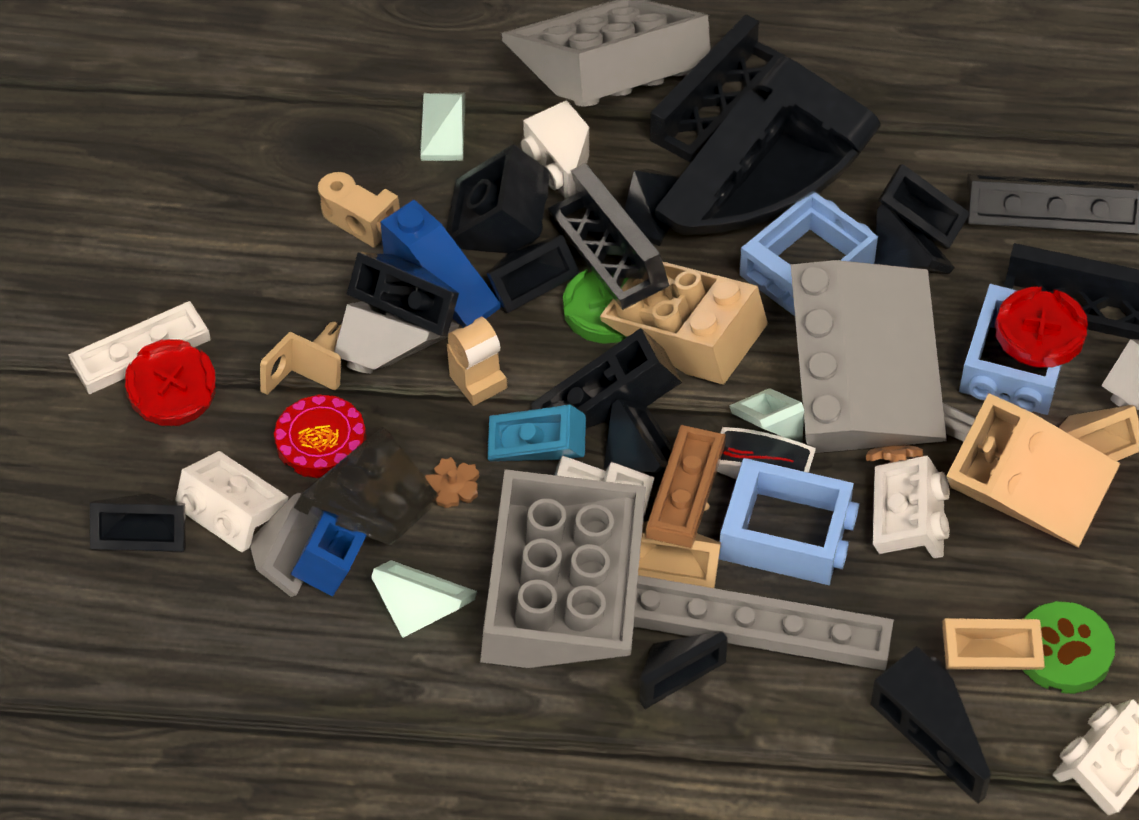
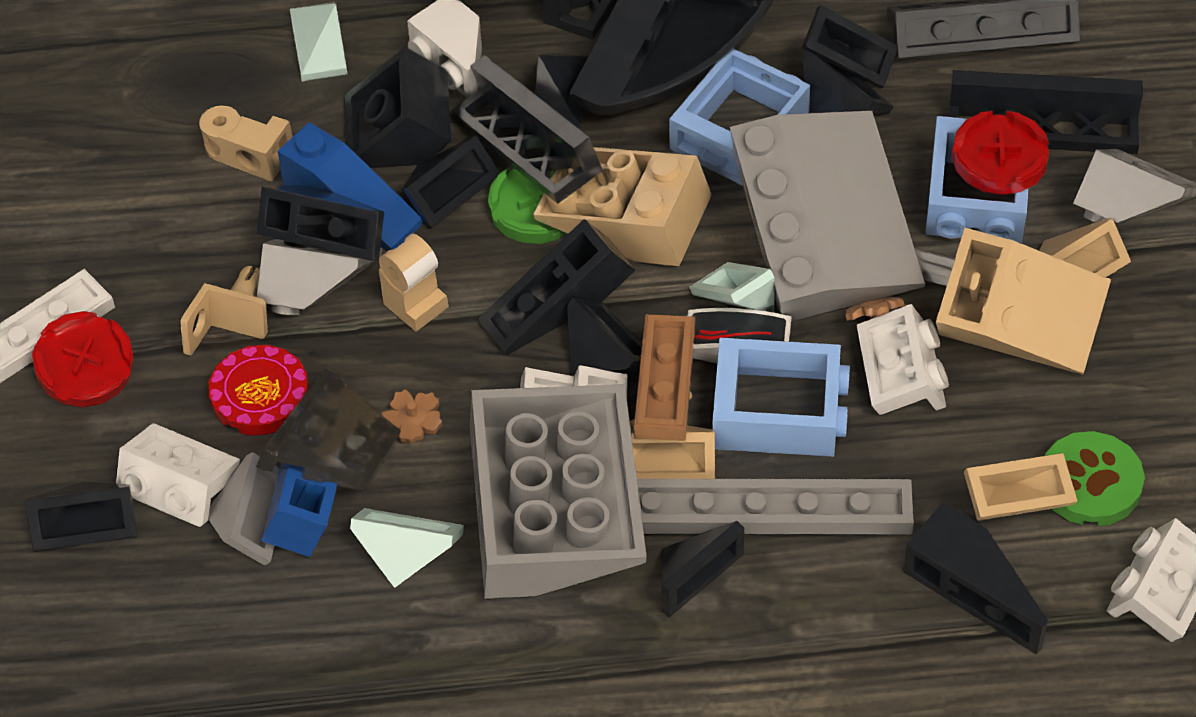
camera: 10 degrees left, 0 degrees up
(537, 434) = (493, 350): dark azure slope -> none

